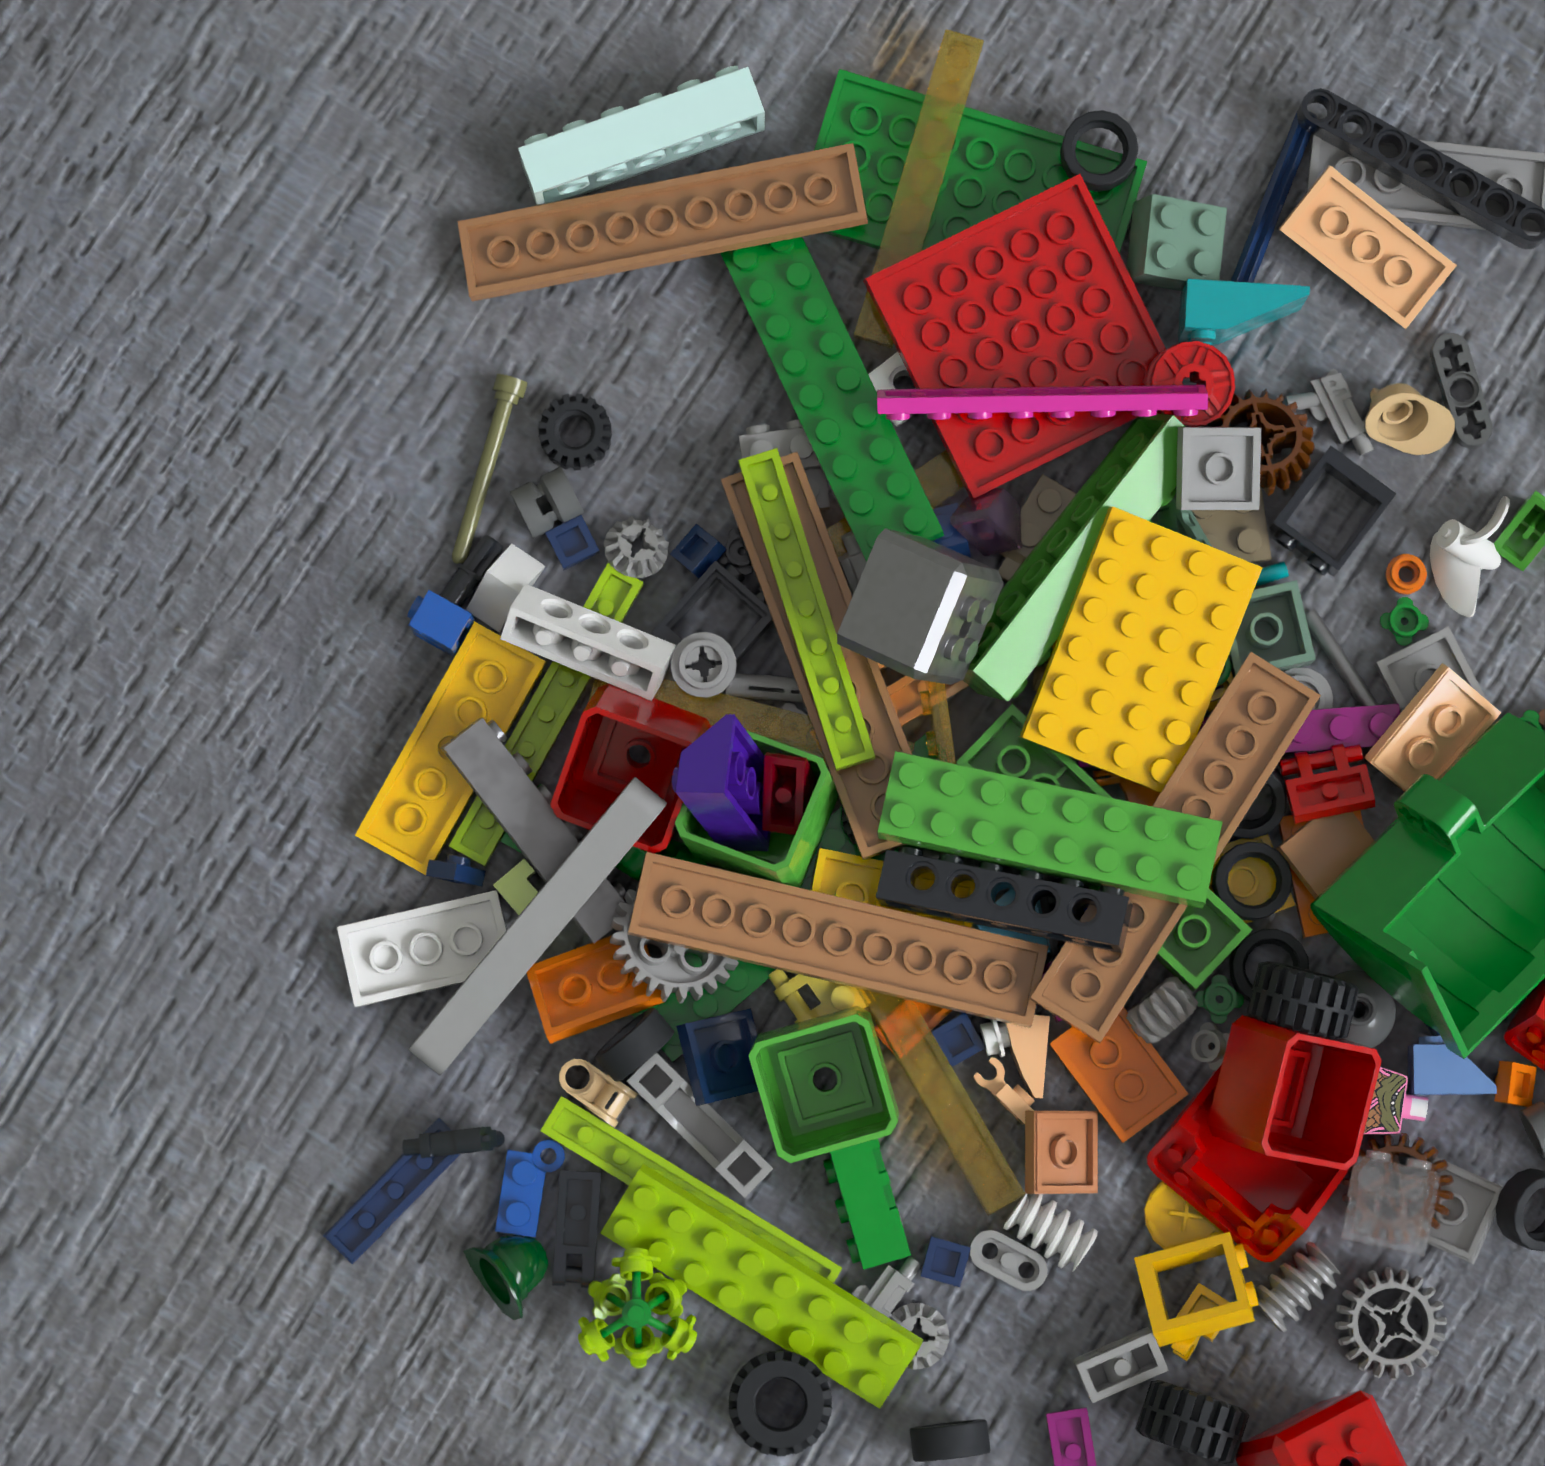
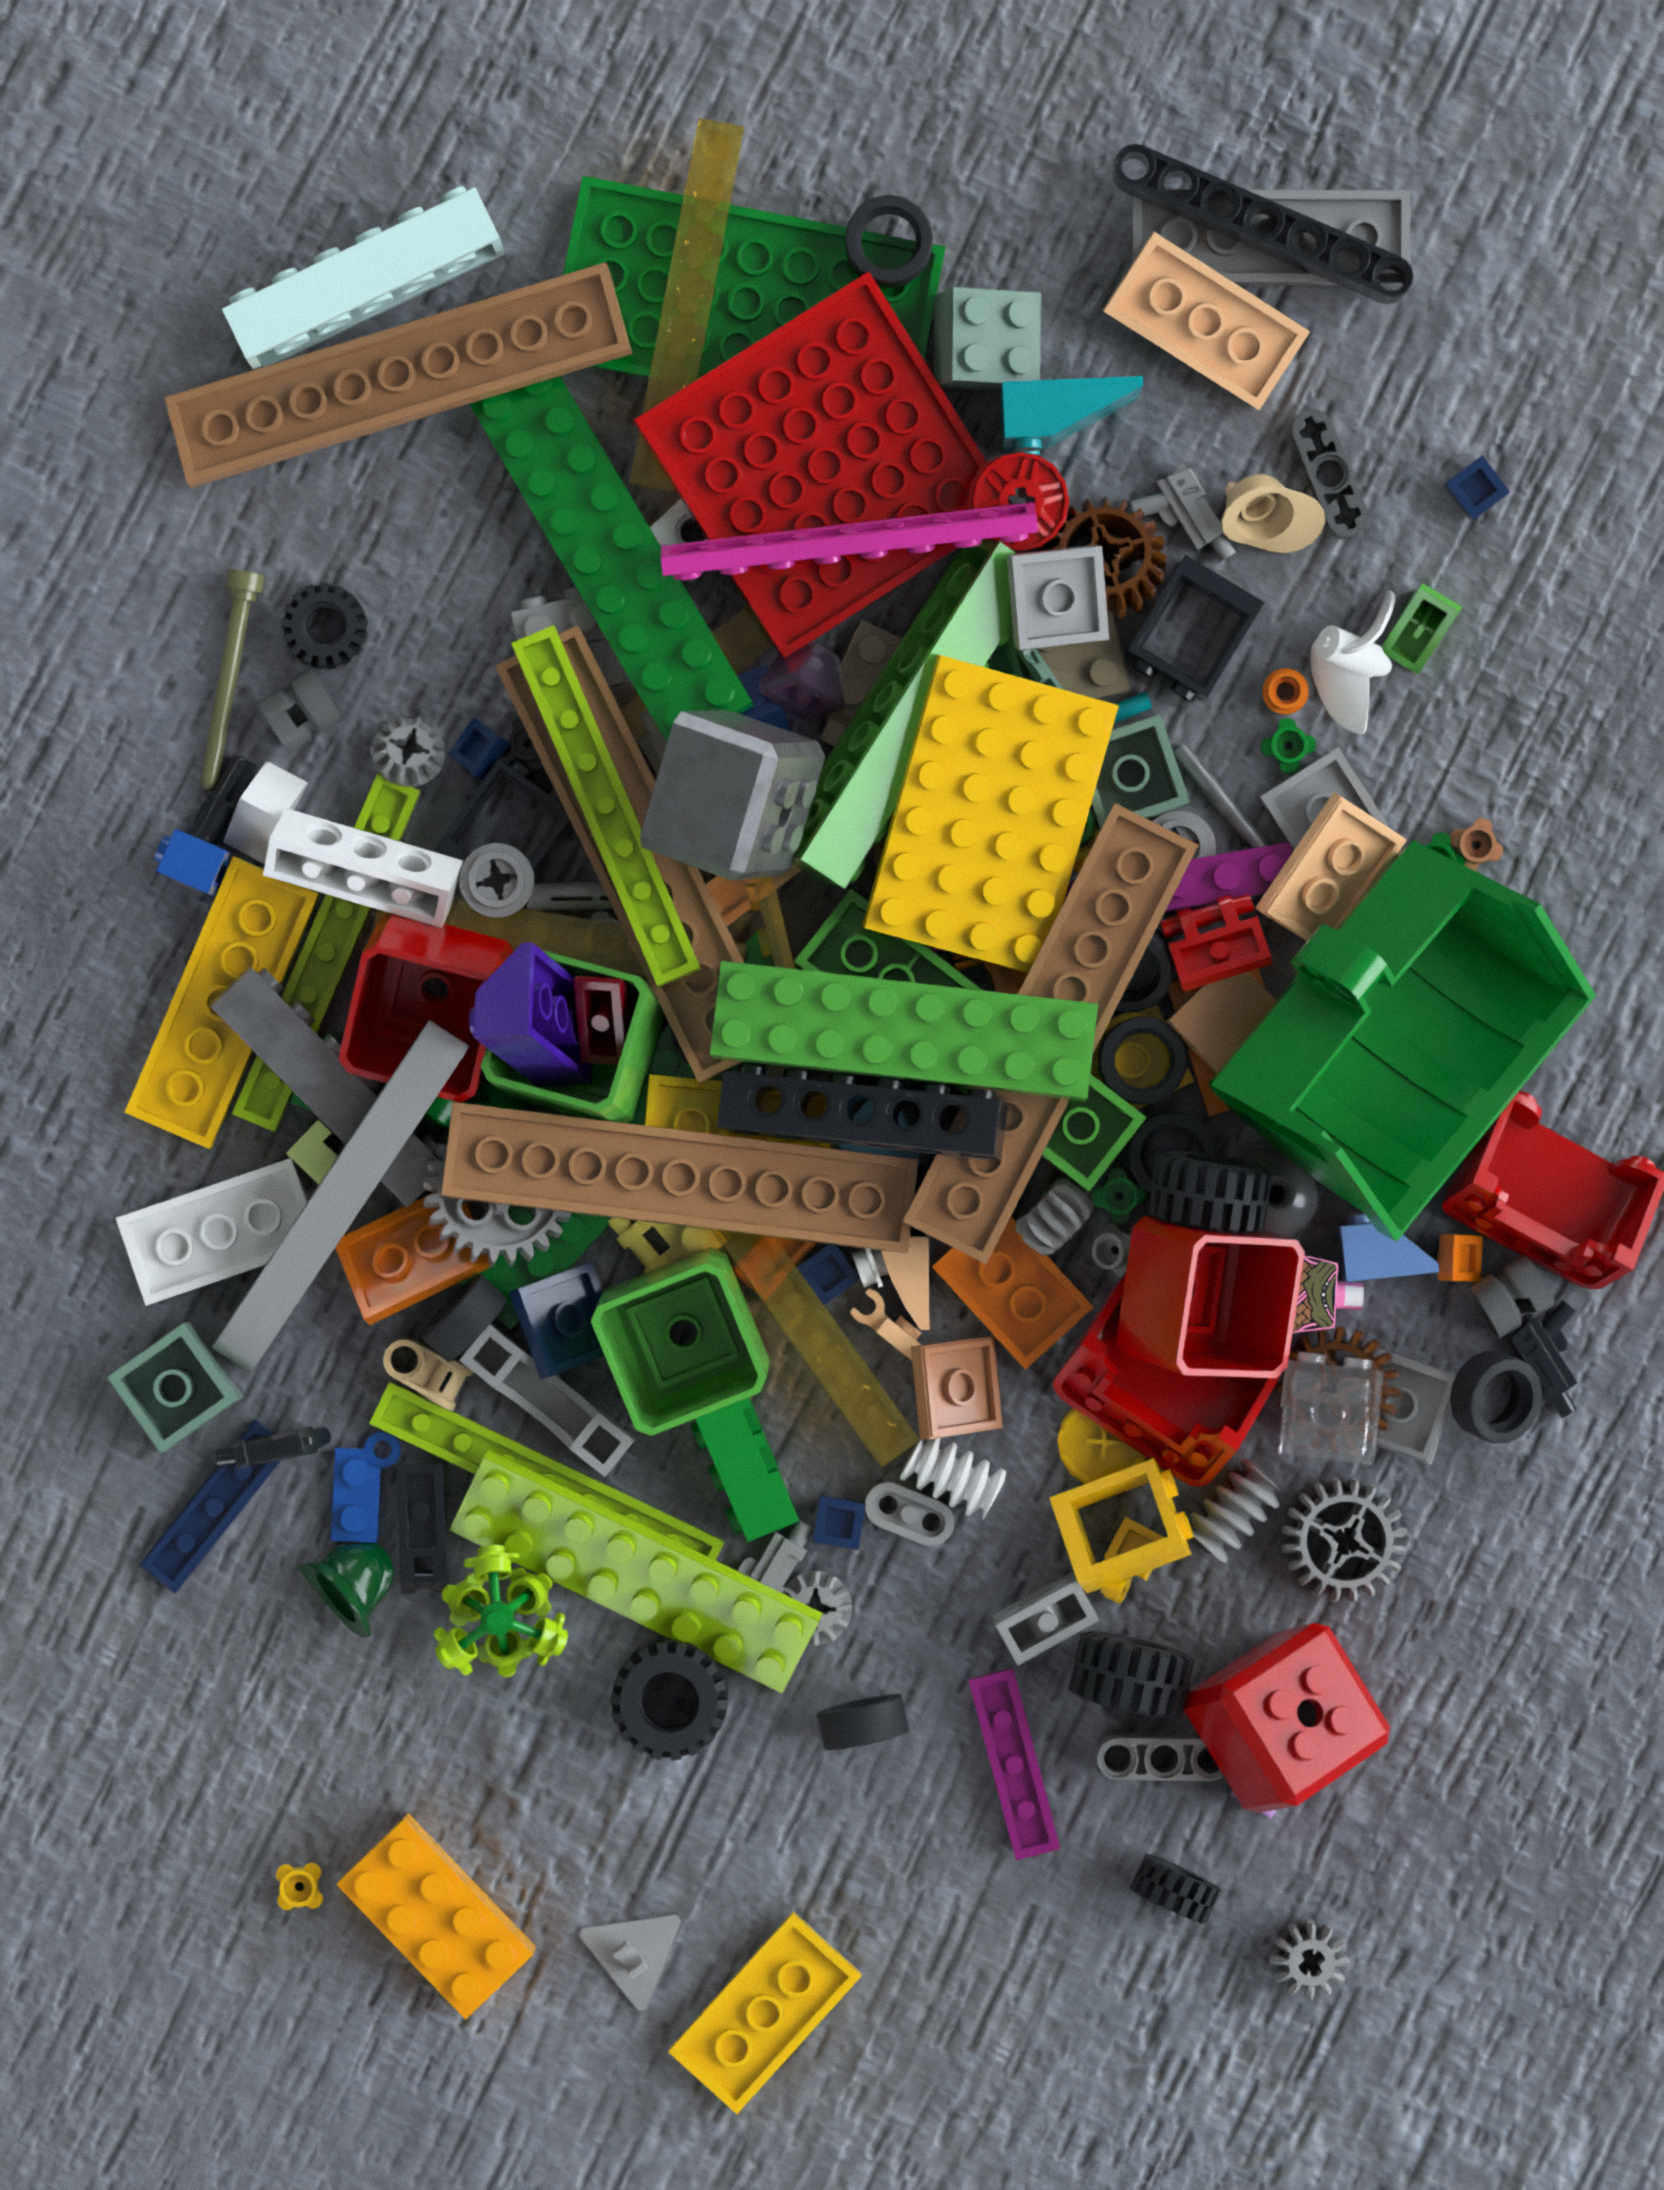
camera: 10 degrees left, 5 degrees up
(373, 1080) = (175, 1387): none -> sand green brick
(456, 870) = (243, 1140): dark blue plate -> none
(572, 542) = (335, 753): dark blue plate -> none
(1272, 203) = (1093, 281): dark blue axle -> none

